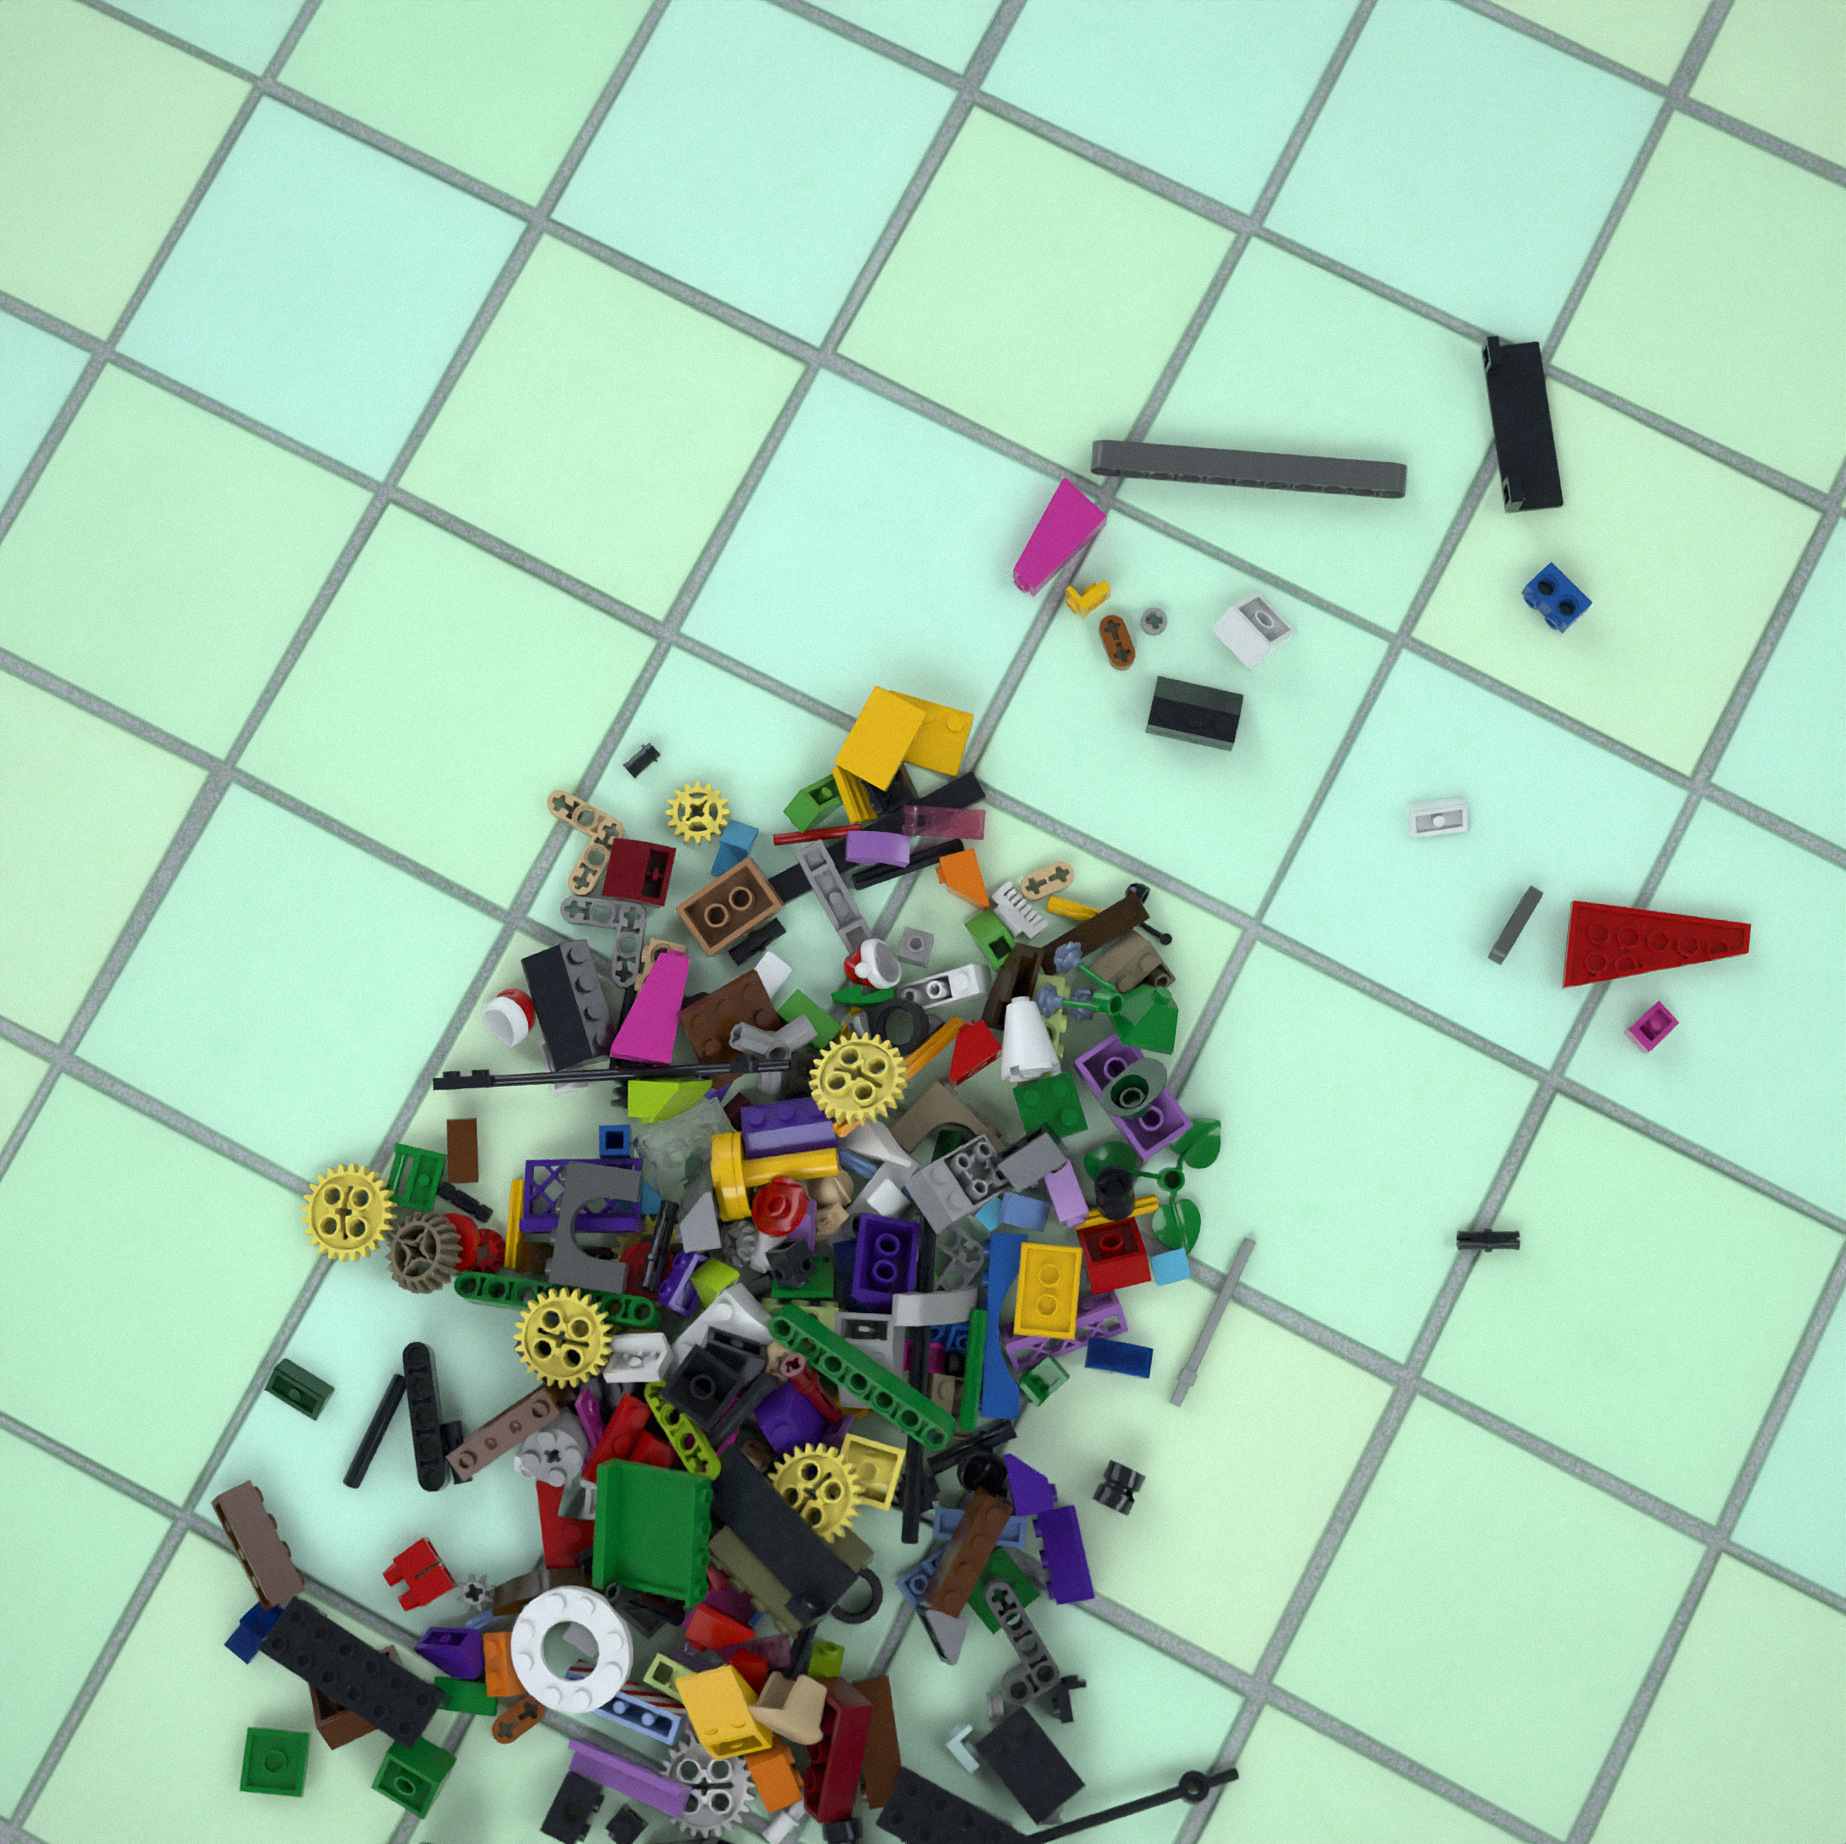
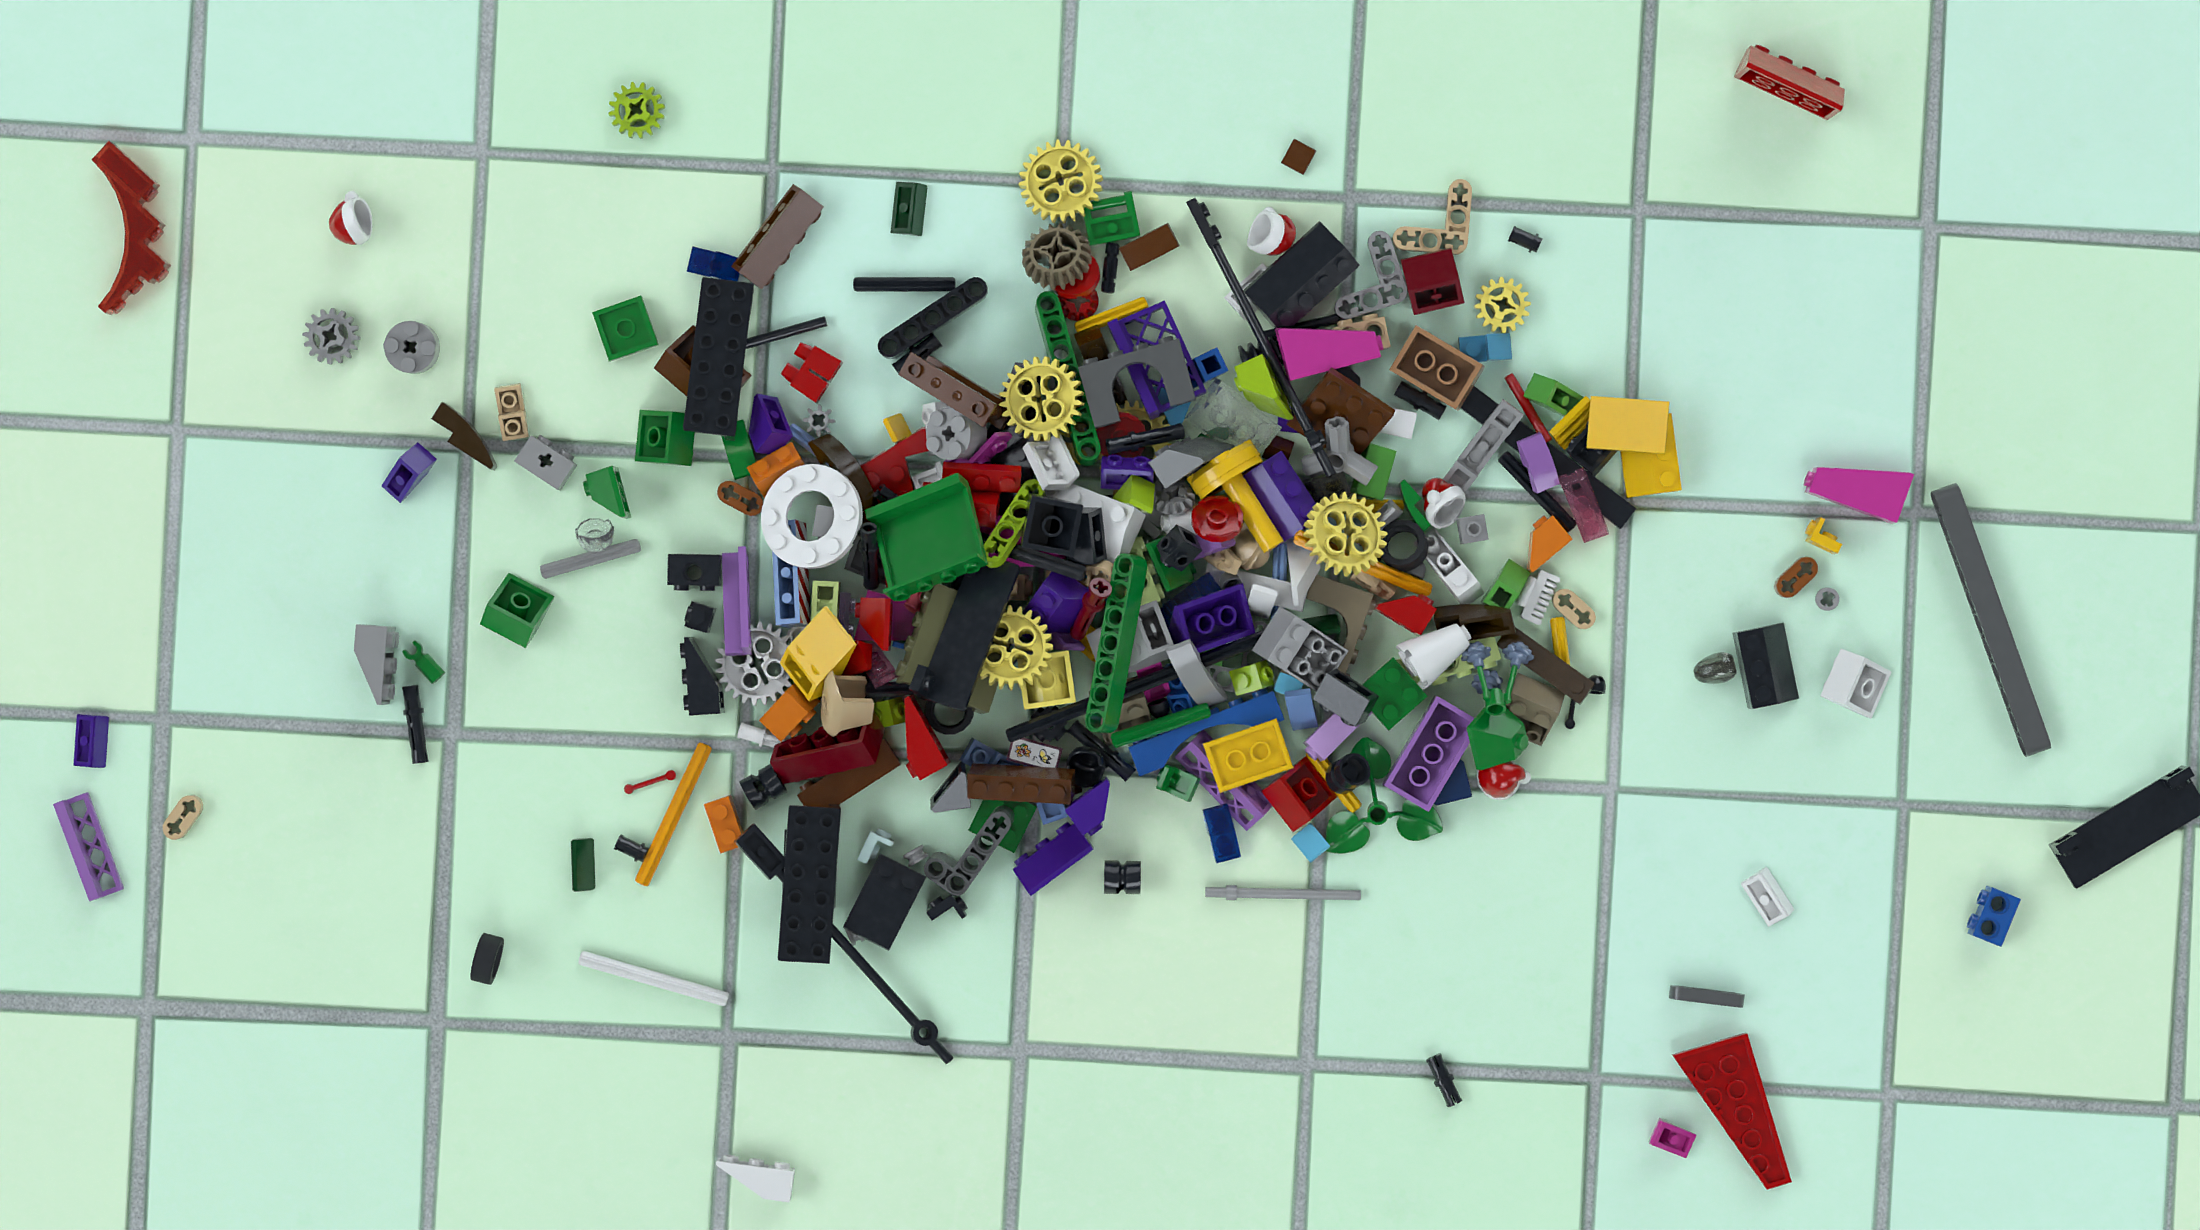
camera: 65 degrees right, 10 degrees up
(42, 1627) = (644, 101): none -> lime gear
(365, 1585) = (786, 332): none -> black bar
(444, 952) = (1298, 156): none -> reddish brown slope
(523, 1510) = (897, 427): none -> yellow slope
(611, 426) = (1791, 83): none -> slope
(877, 1642) = (922, 744): none -> red slope
(927, 1075) = (1374, 585): none -> tan hinge
(942, 1522) = (1034, 753): none -> tile
(966, 1249) = (1251, 677): none -> lime bracket
(1135, 1089) = (1435, 754): dark green piece -> none
(1175, 763) = (1715, 668): none -> clear smoke animal
(1182, 1087) = (1456, 787): none -> dark blue slope
(1194, 1035) = (1502, 780): none -> red piece

